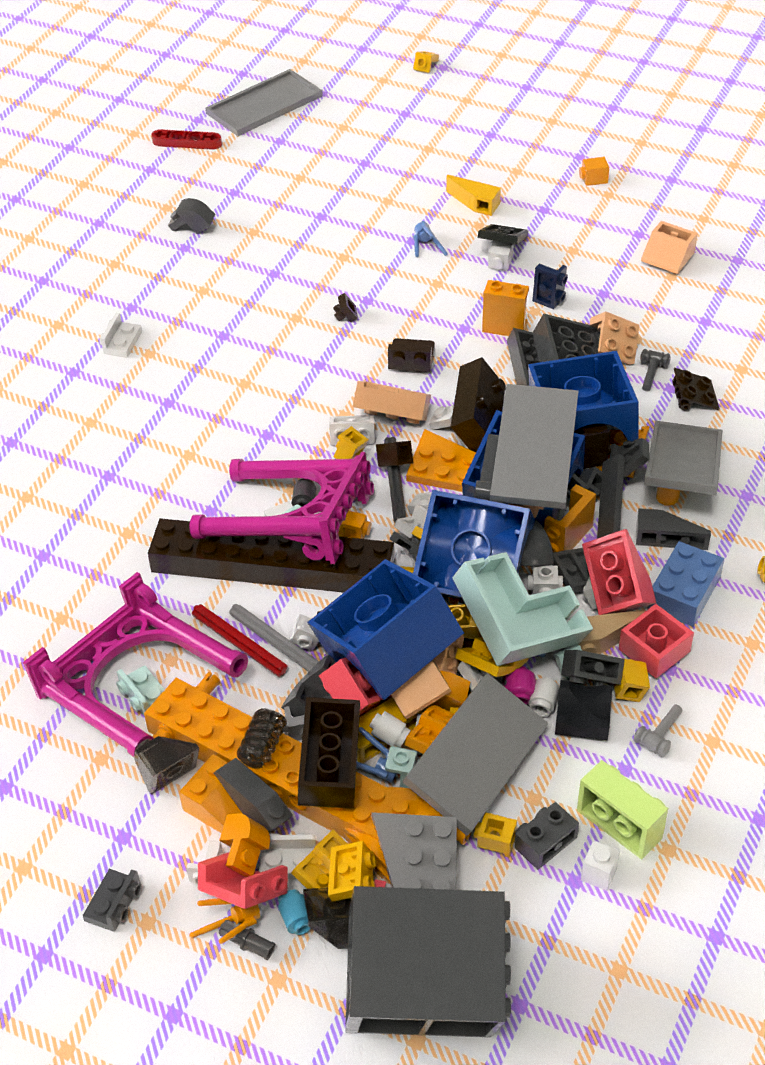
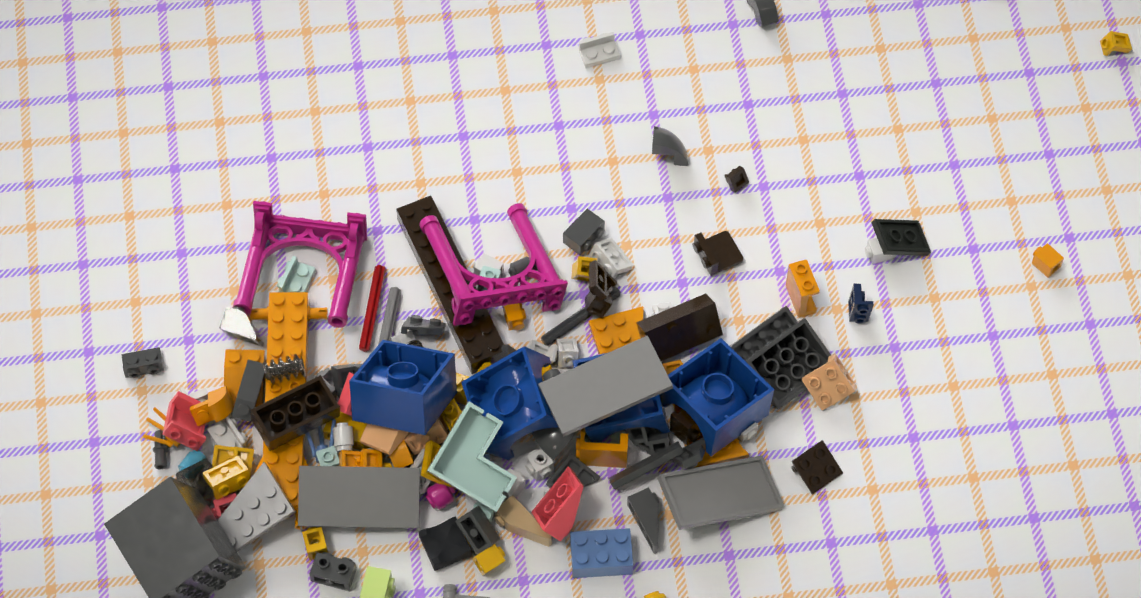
camera: 55 degrees right, 15 degrees up
(267, 331) = (669, 144): none -> dark grey brick
(296, 607) = (423, 326): none -> dark grey wing
(307, 430) = (584, 231): none -> dark grey brick
(379, 432) = (600, 280): none -> dark brown wing
(391, 401) = (647, 267): light nougat wedge -> none
(424, 234) = (867, 179): medium blue plant -> none
(473, 194) = (945, 194): yellow slope -> none
(544, 696) = (441, 513): white brick -> none
(653, 359) = (834, 422): dark grey piece -> none
(656, 639) = (531, 558): coral brick -> none
(669, 247) = (977, 367): light nougat slope -> none

